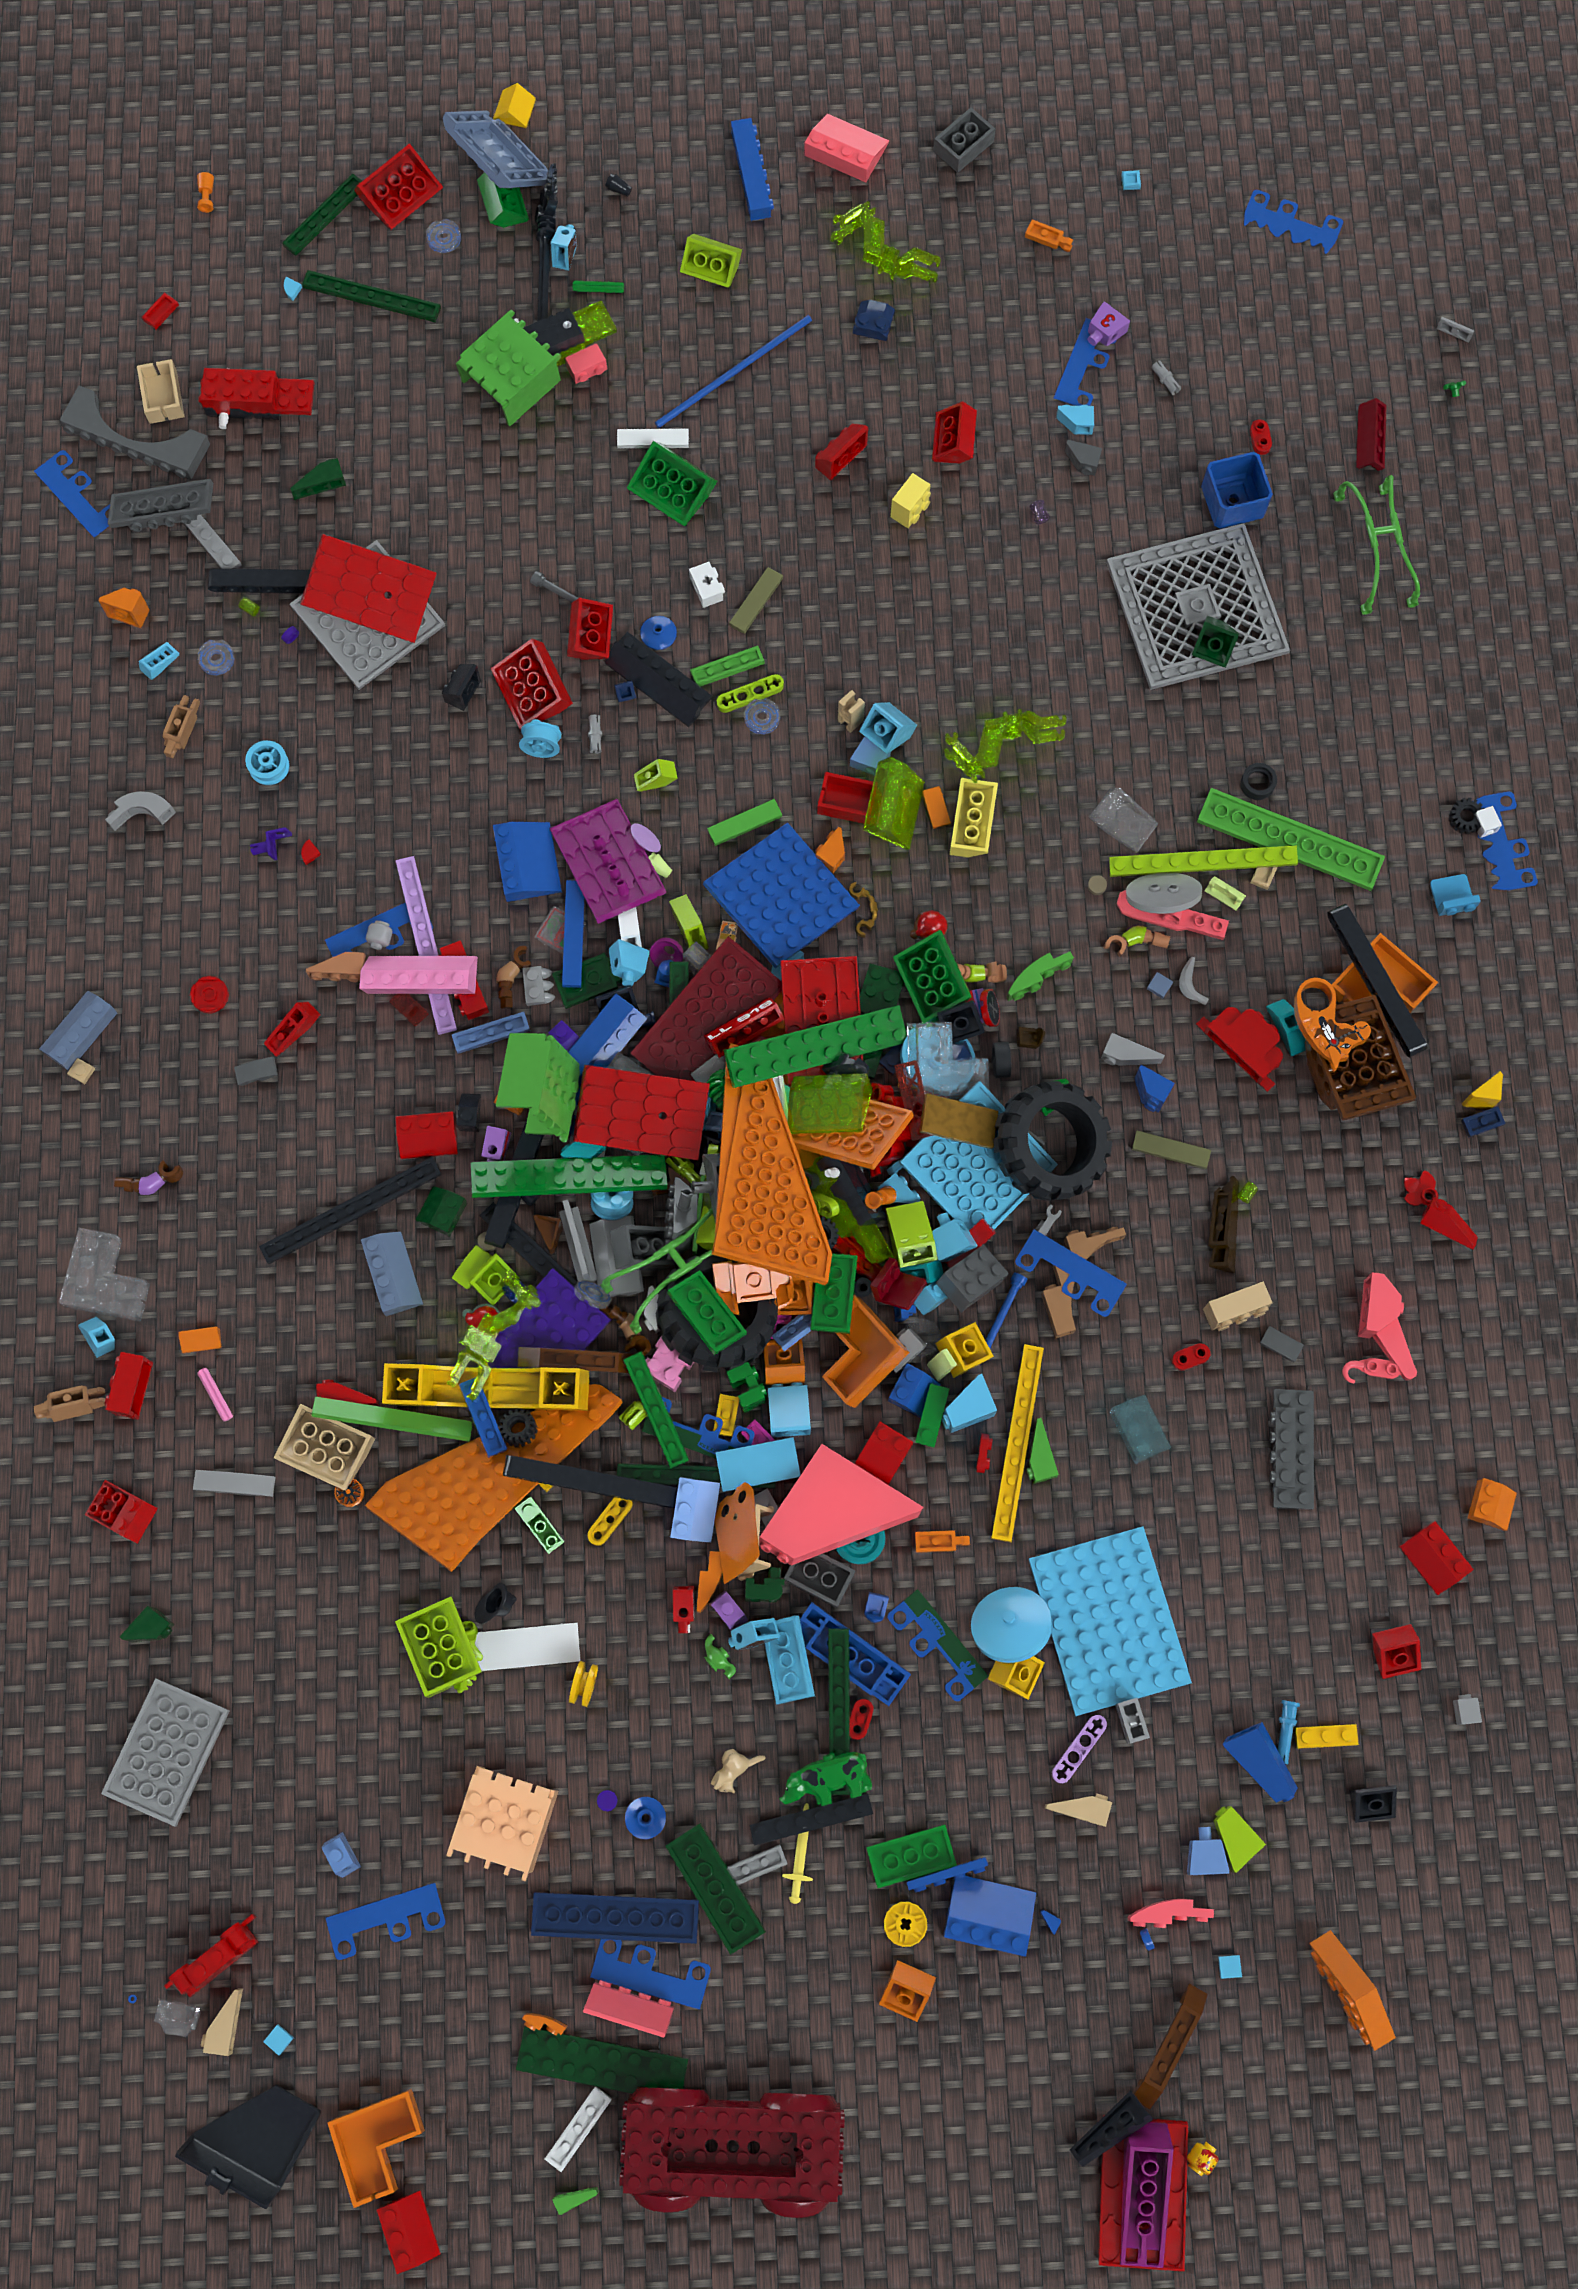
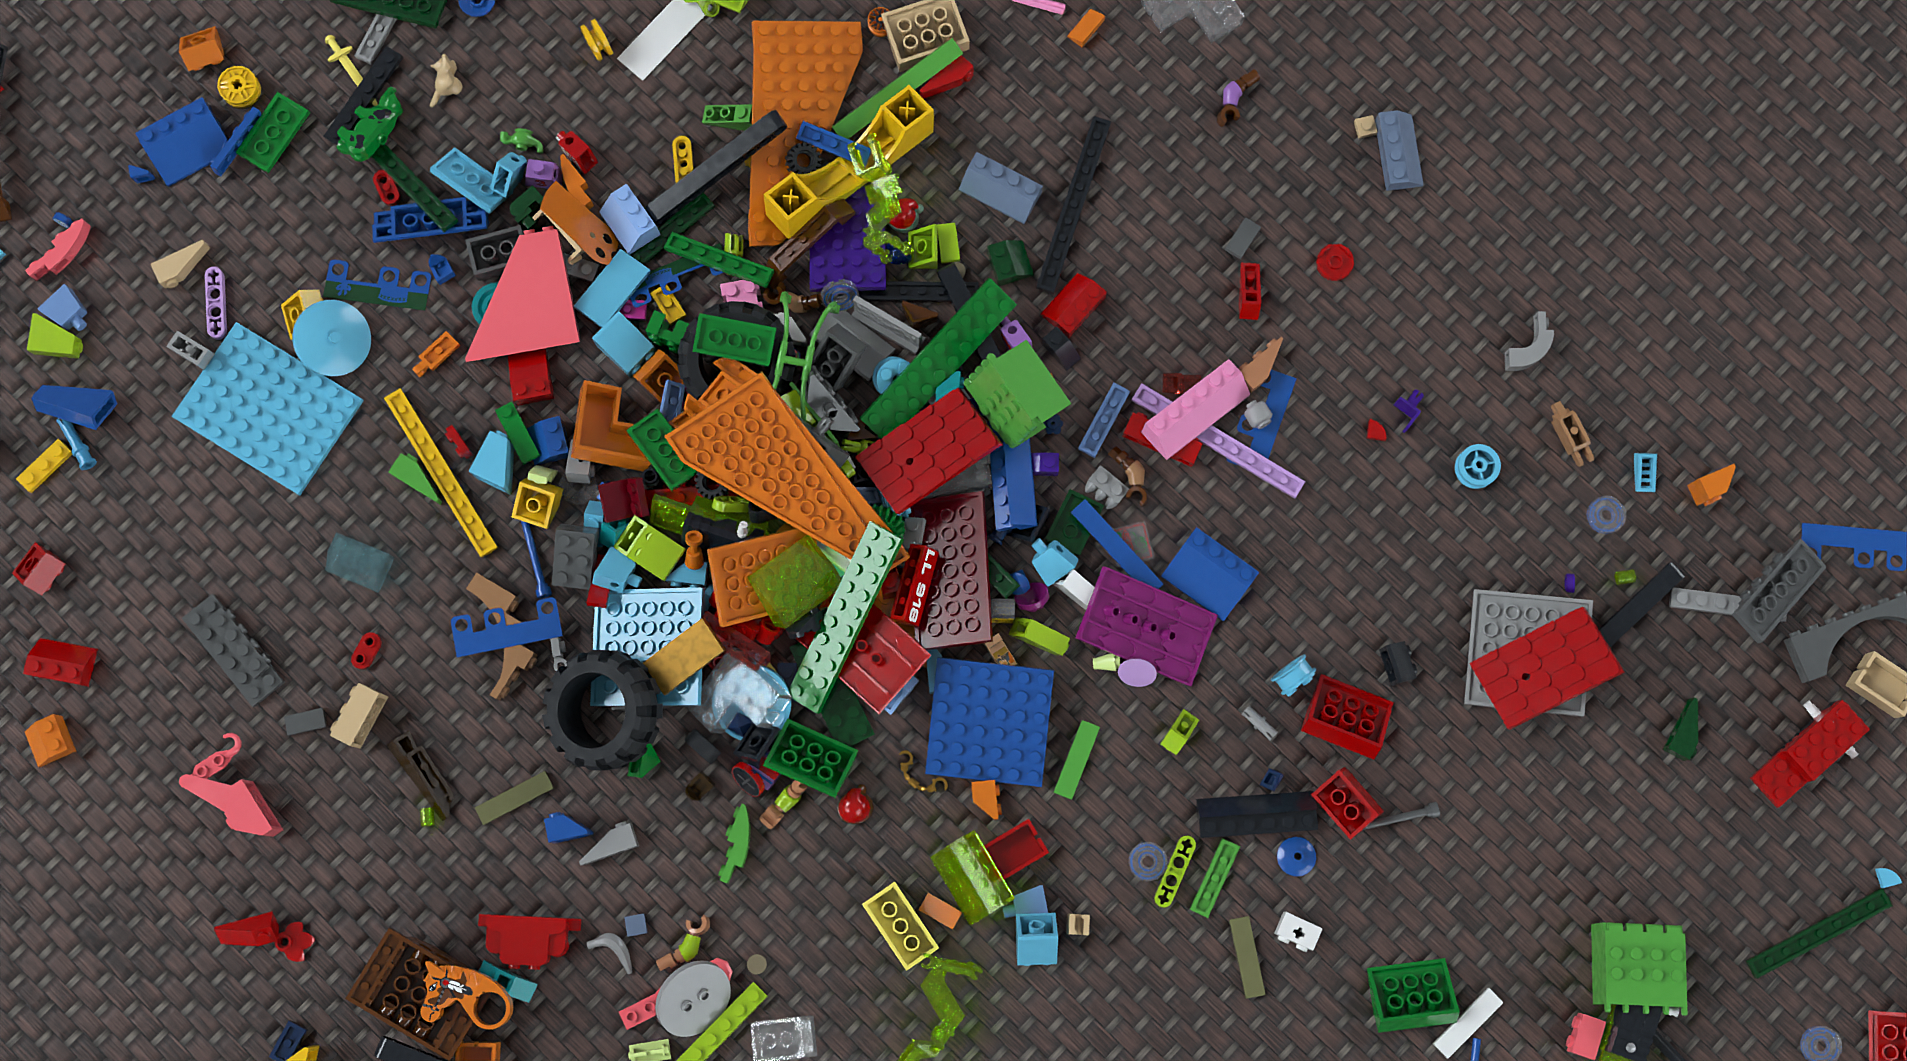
camera: 135 degrees right, 5 degrees up
(494, 1604) = (708, 38): black piece -> none

